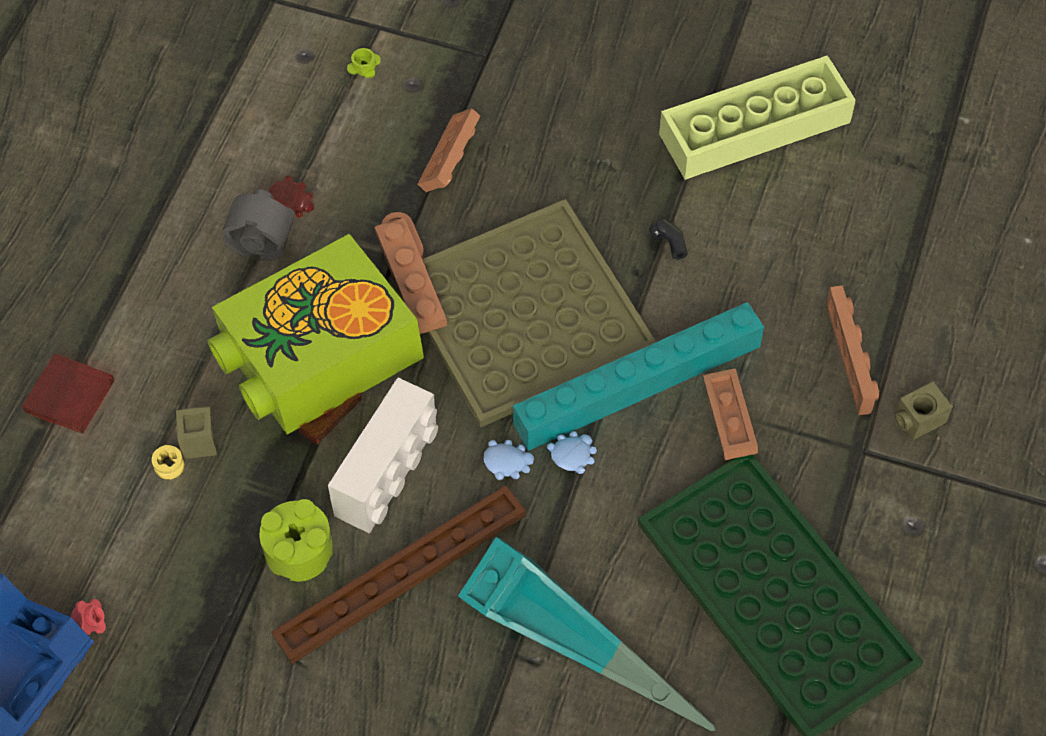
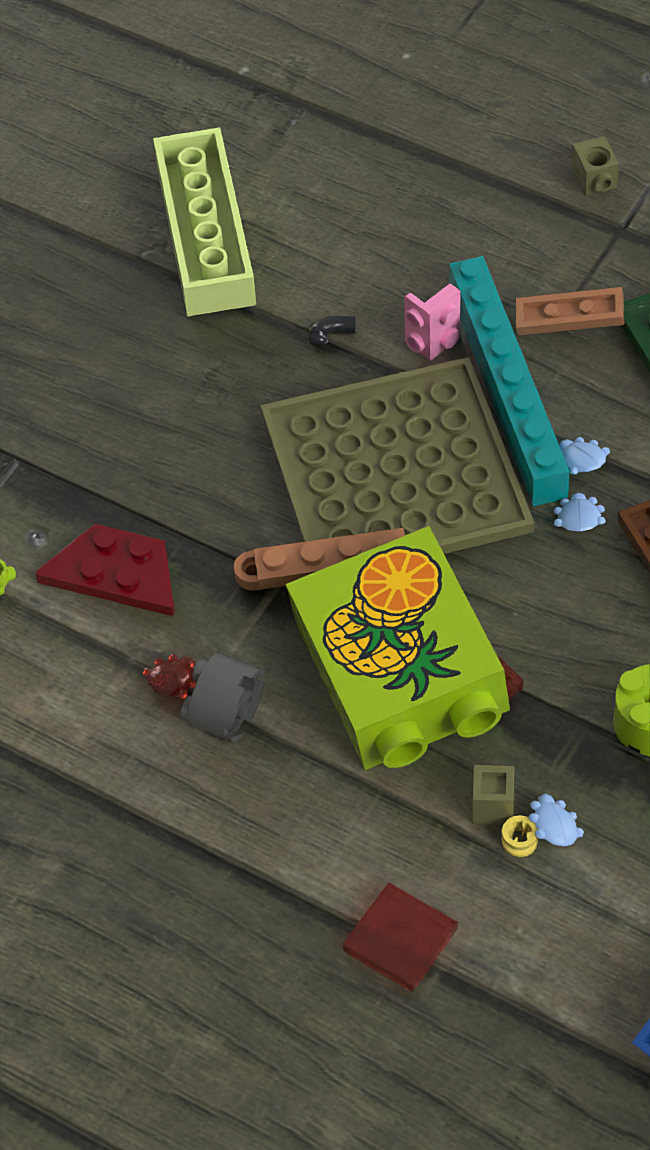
camera: 75 degrees left, 5 degrees down
(183, 485) = (554, 821): none -> light blue piece
(383, 456) = (569, 607): white brick -> none
(387, 140) = (113, 568): none -> dark red wing
(449, 150) = (156, 505): nougat plate -> none
(679, 304) = (432, 324): none -> bright pink bracket
(849, 344) = (512, 205): nougat plate -> none

